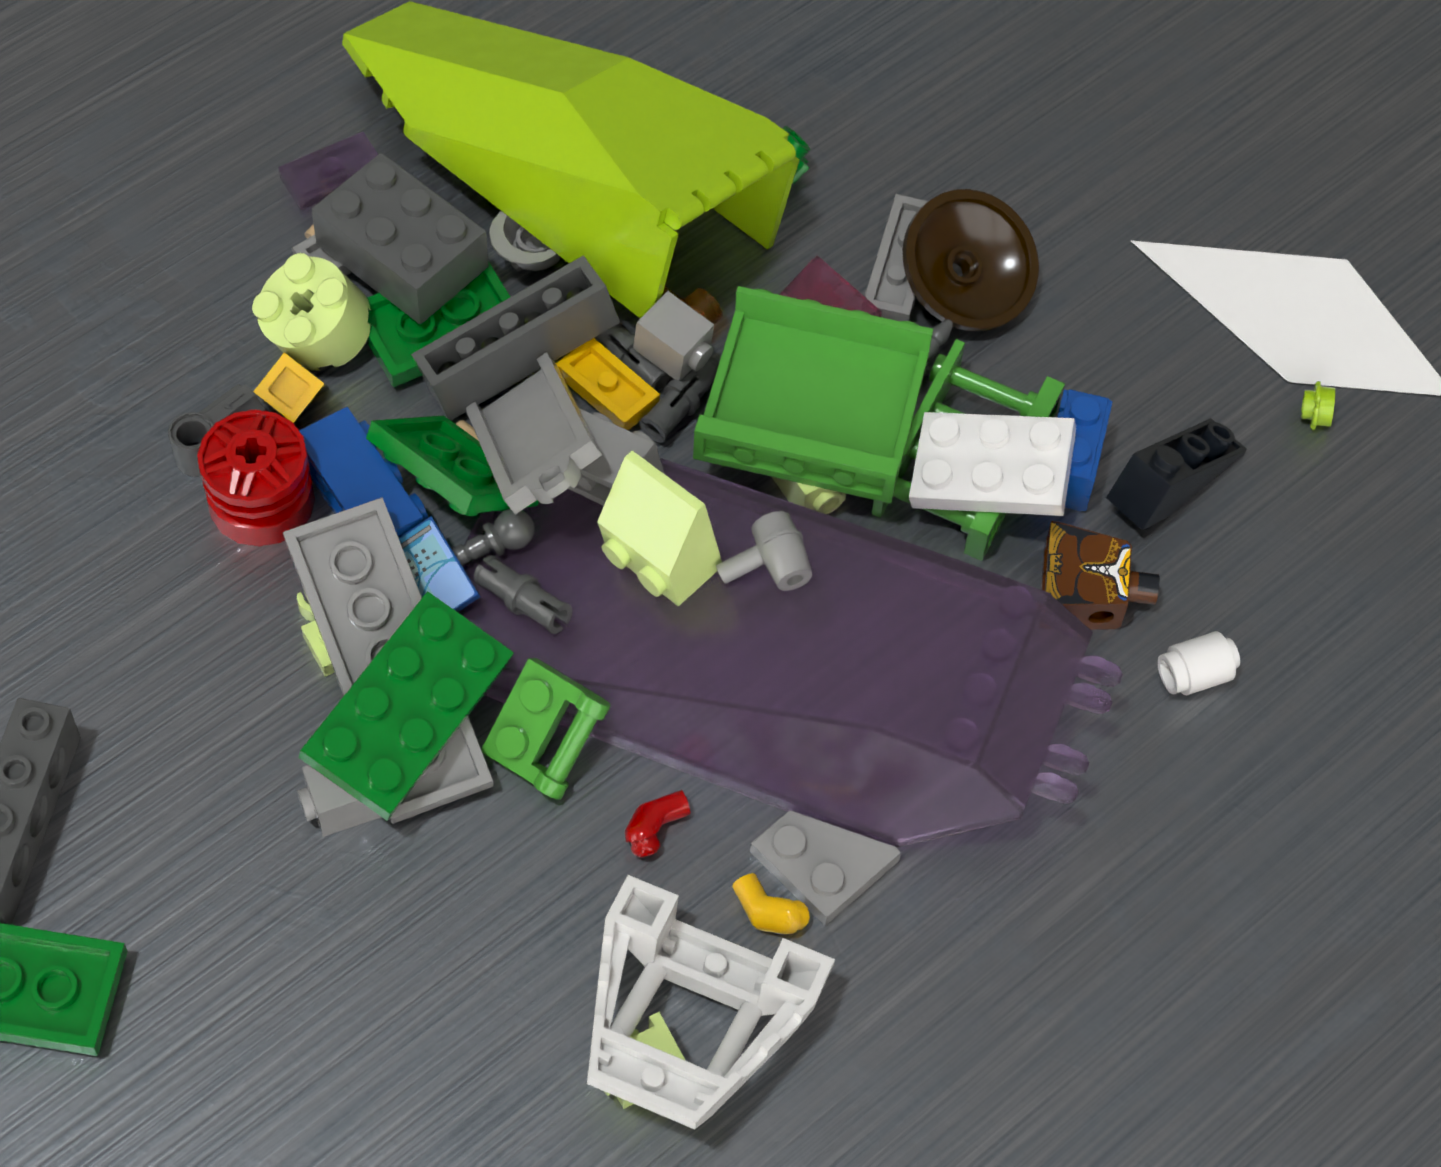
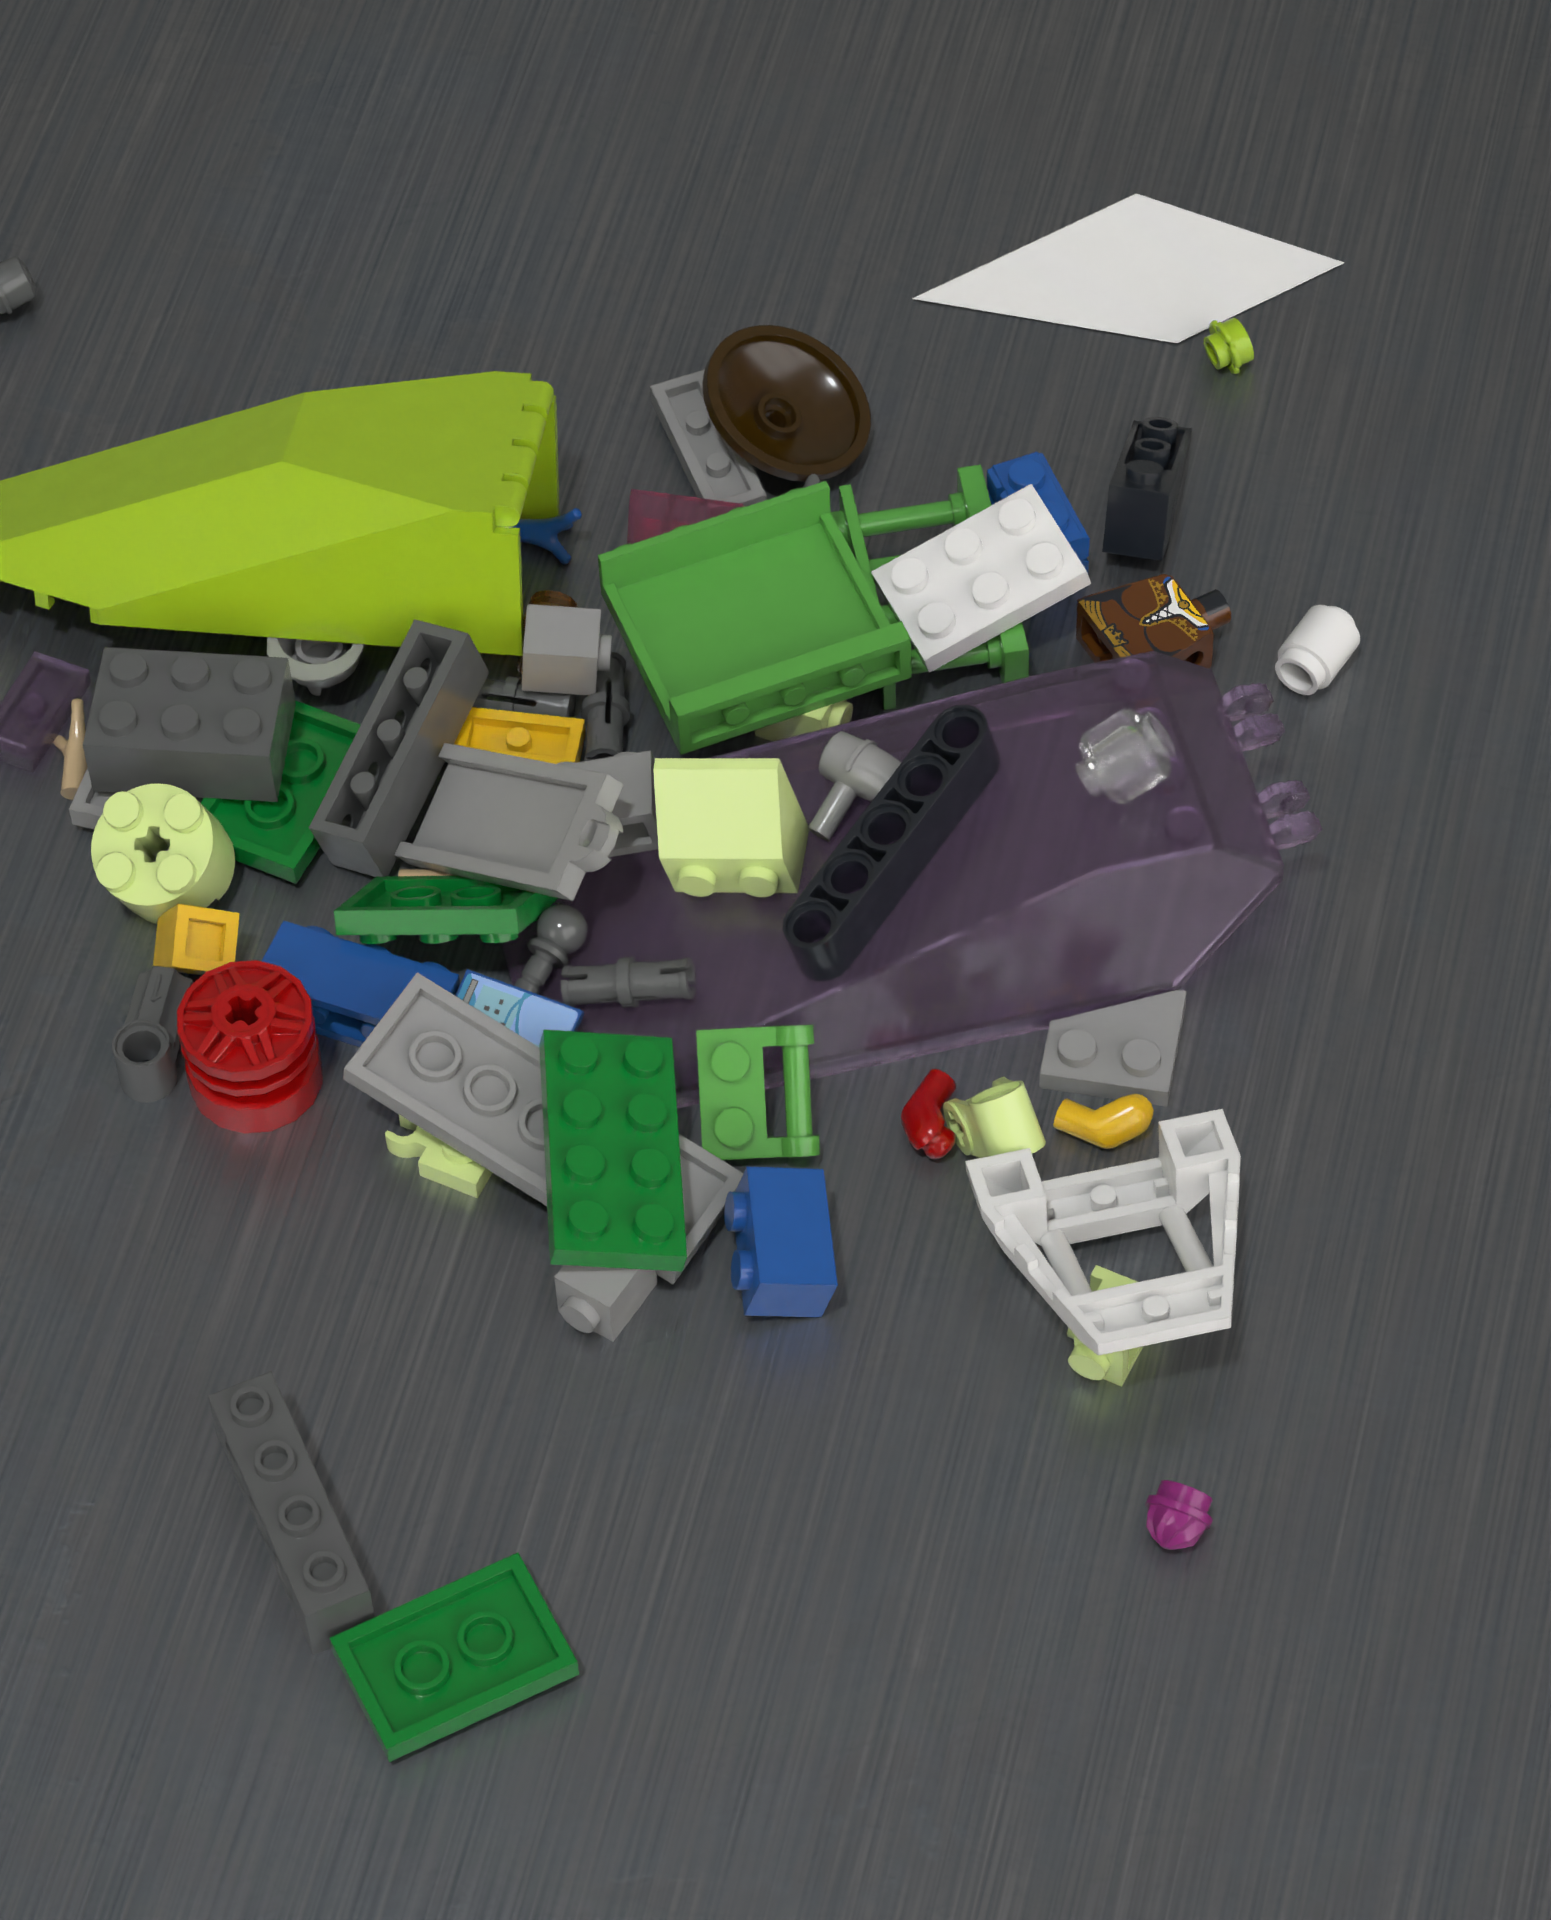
camera: 30 degrees left, 5 degrees down
(473, 845) = (782, 1242): none -> blue brick
(685, 860) = (995, 1120): none -> yellowish green piece
(729, 609) = (884, 869): none -> black beam
(744, 248) = (545, 532): none -> blue bar
(952, 657) = (1125, 755): none -> clear head

